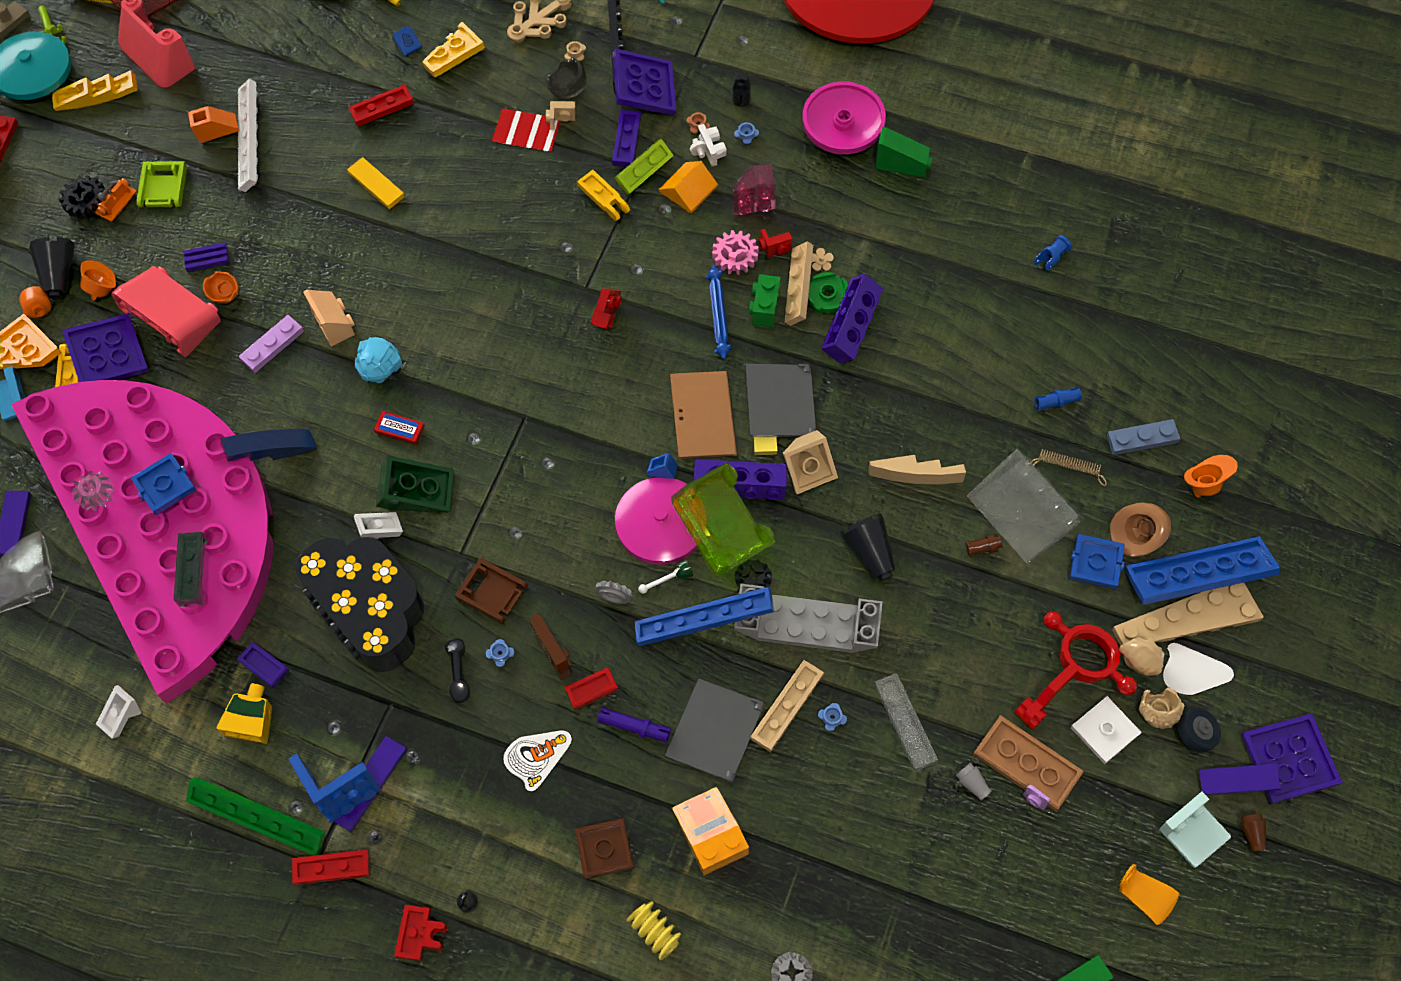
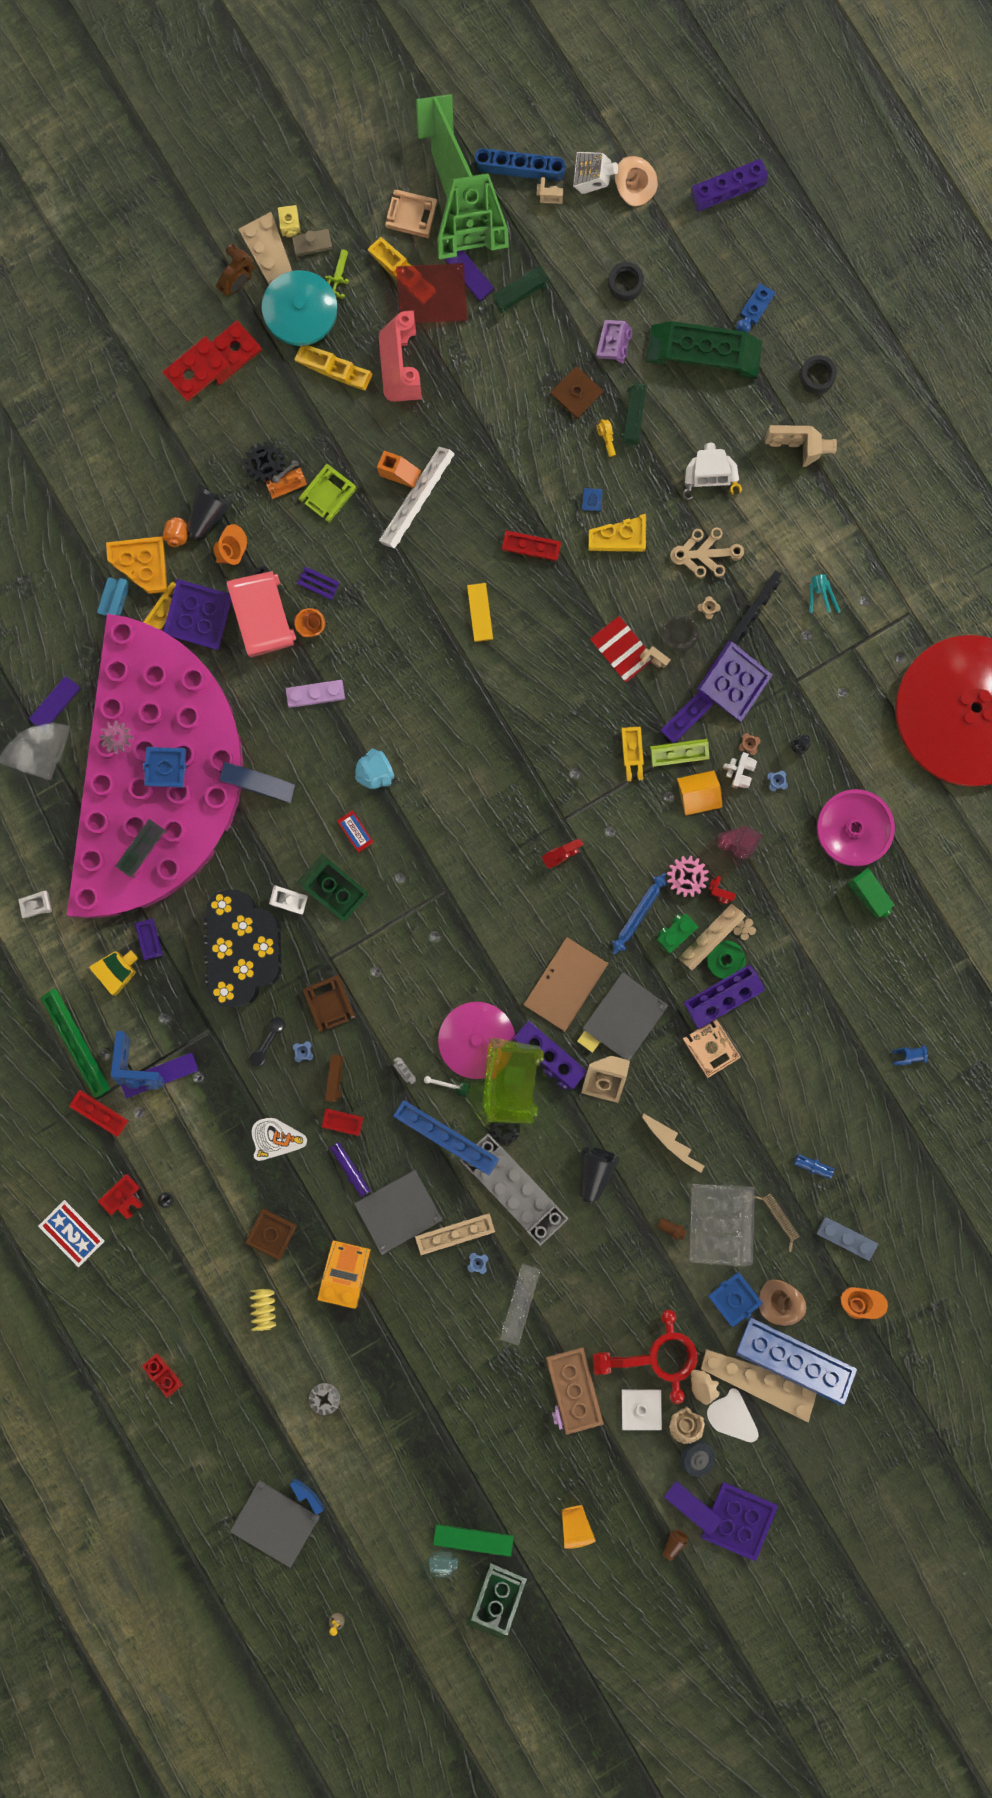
camera: 40 degrees right, 20 degrees up
(330, 315) = (368, 707): light nougat slope -> none
(662, 466) = (507, 1003): blue slope -> none
(875, 367) = (709, 1045): none -> light nougat container
(973, 780) = (530, 1374): light grey cone -> none
(1195, 831) = (638, 1515): light aqua bracket -> none

